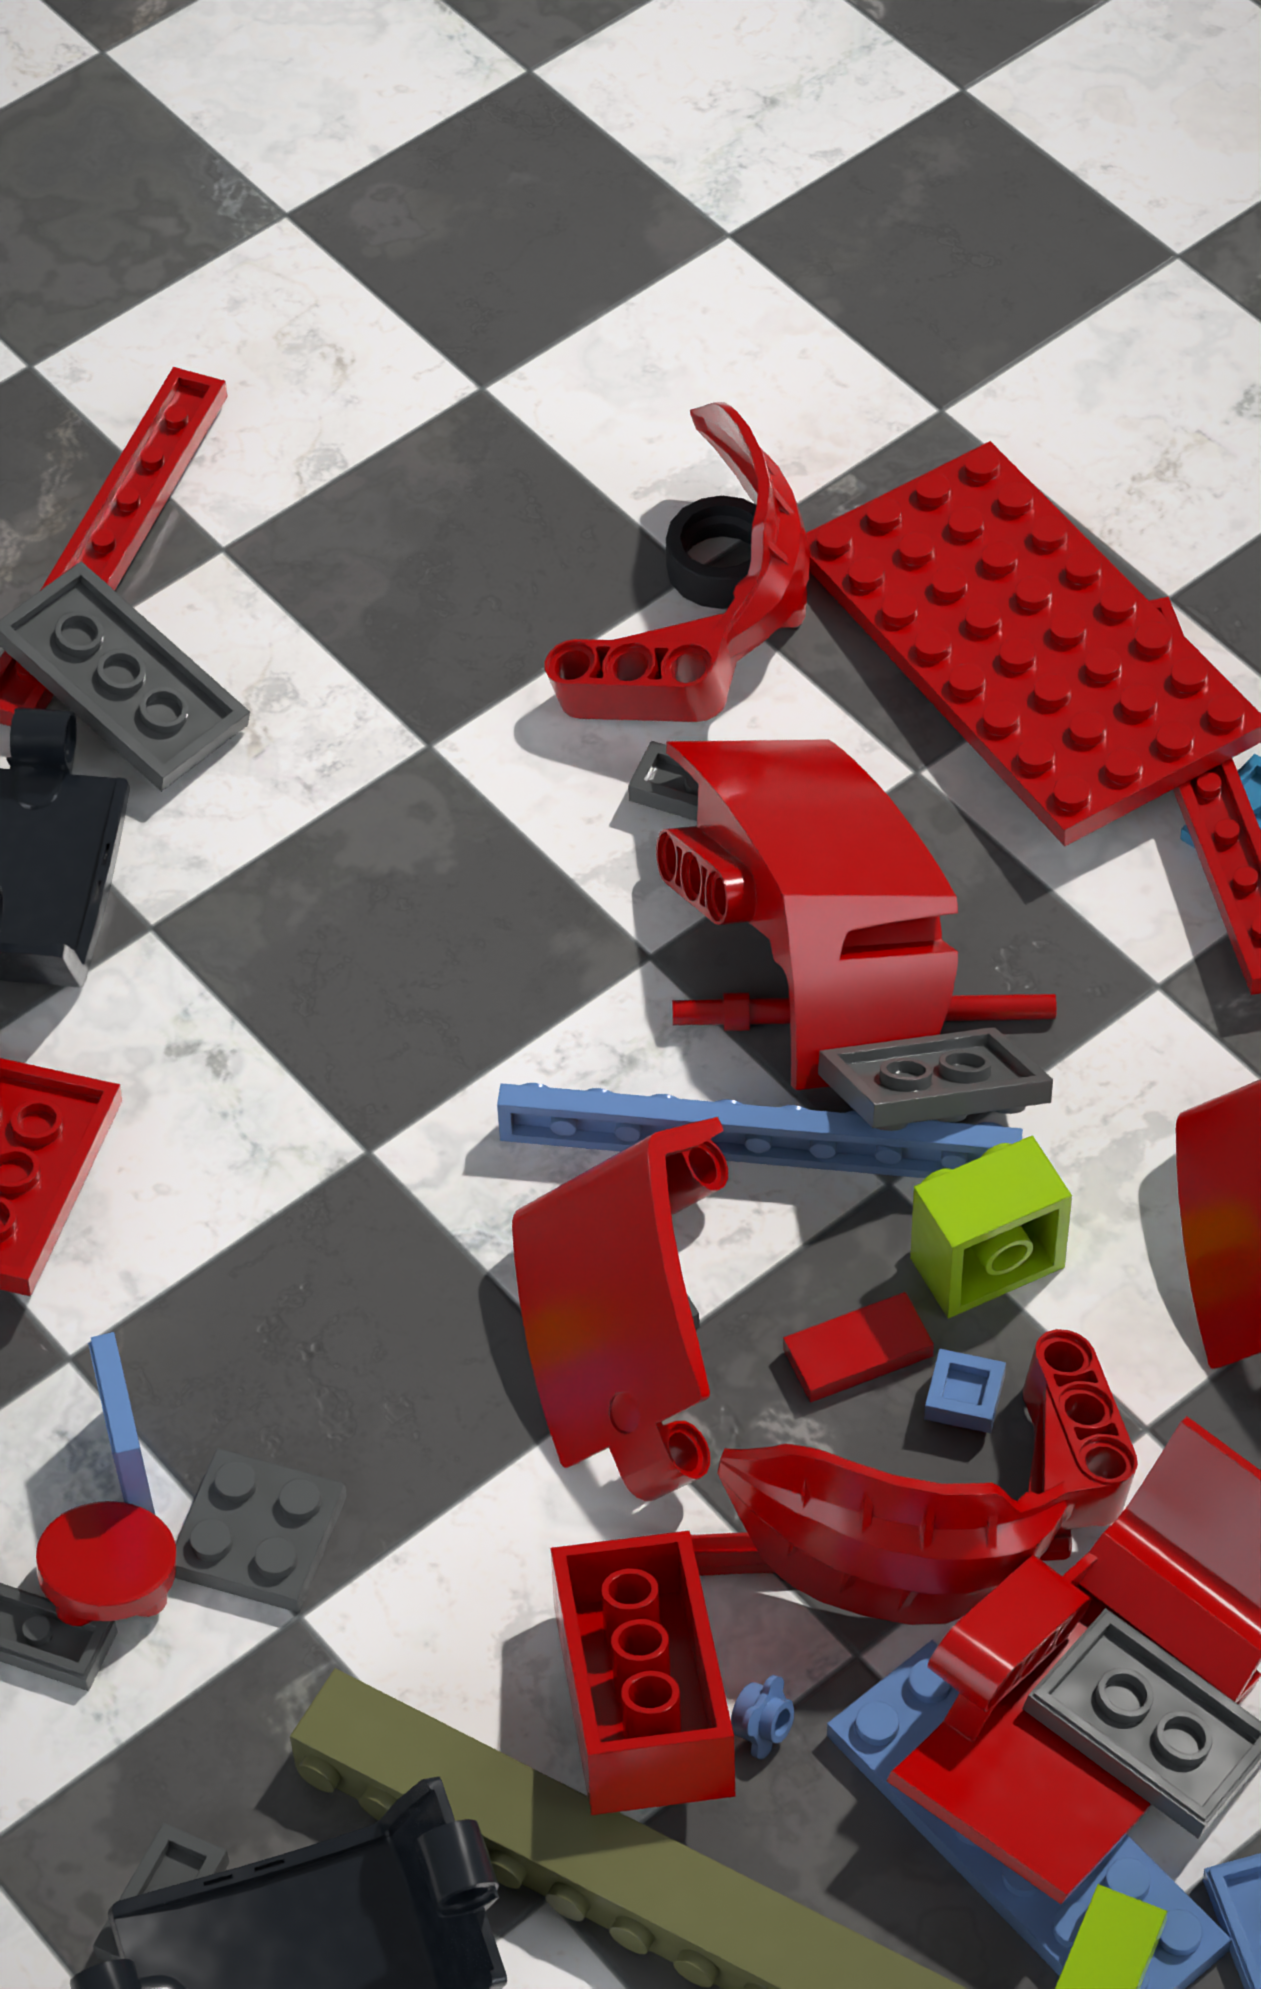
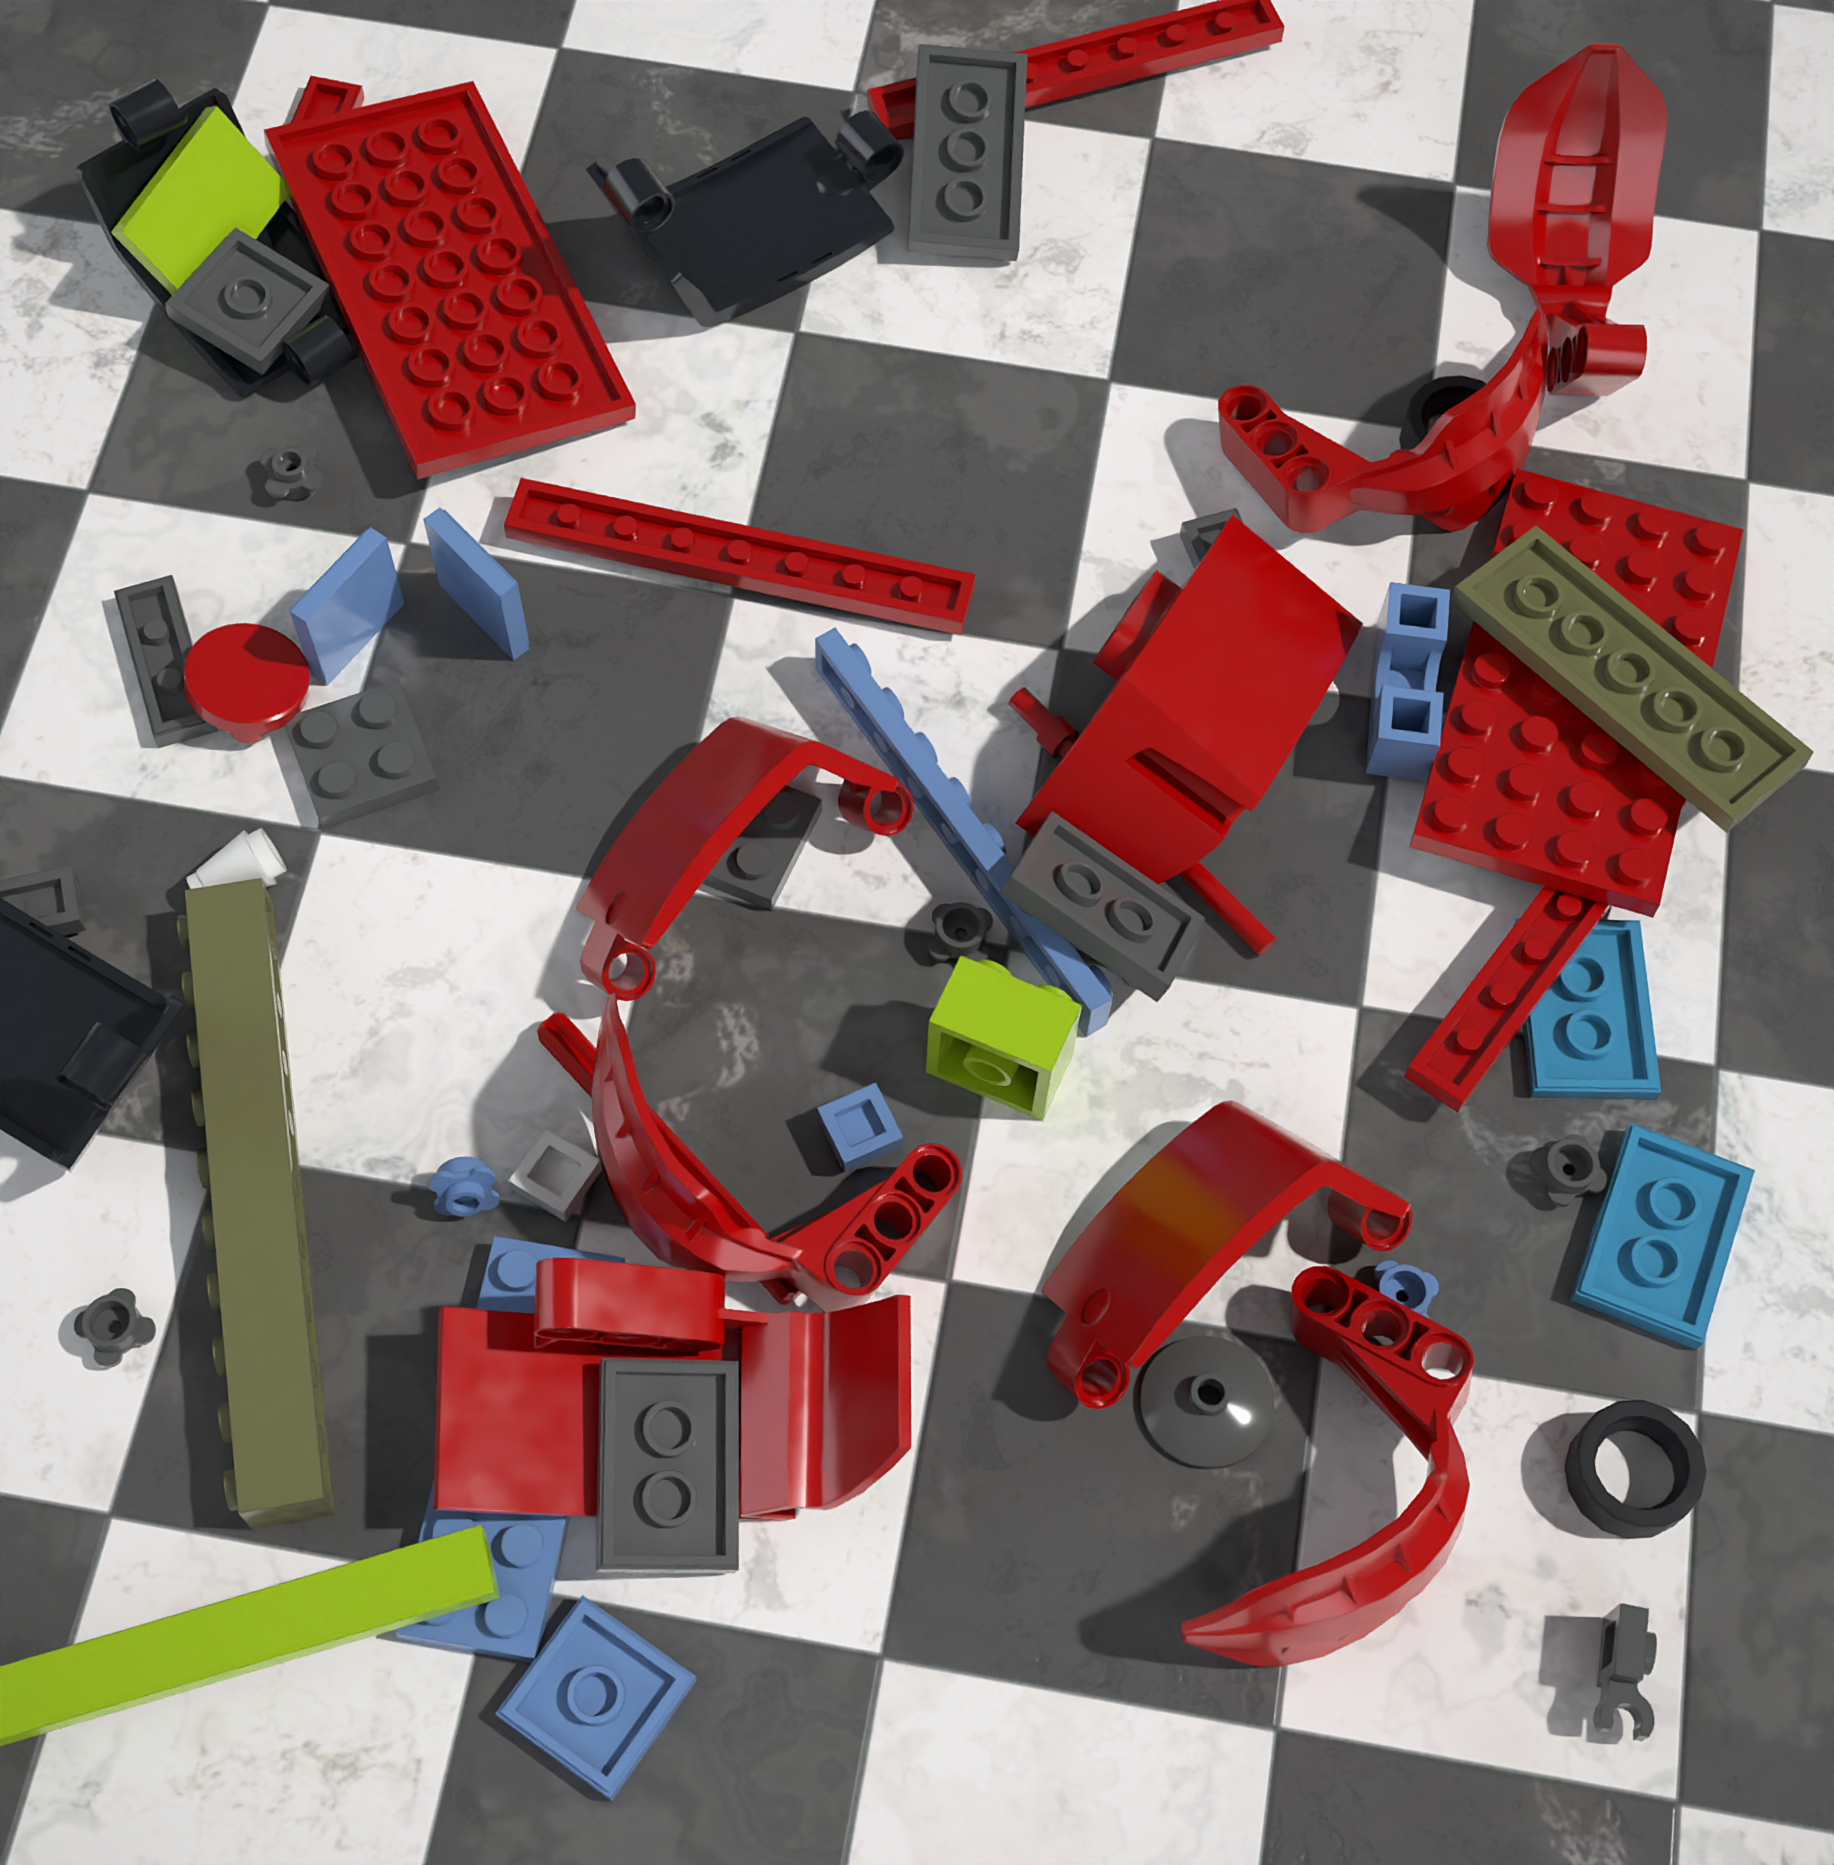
camera: 45 degrees right, 10 degrees up
(197, 1313) = (477, 583): none -> medium blue tile
(287, 1689) = (241, 860): none -> white cone
(340, 1116) = (740, 556): none -> red plate
(619, 328) = (1579, 209): none -> red piece
(642, 1673) = (405, 1076): red brick -> none
(811, 1640) = (555, 1174): none -> white plate
(852, 1187) = (963, 917): none -> dark grey plate
(858, 1347) = (840, 1027): red tile -> none
(886, 716) = (1404, 695): none -> medium blue arch
(1065, 594) = (1632, 678): none -> olive plate

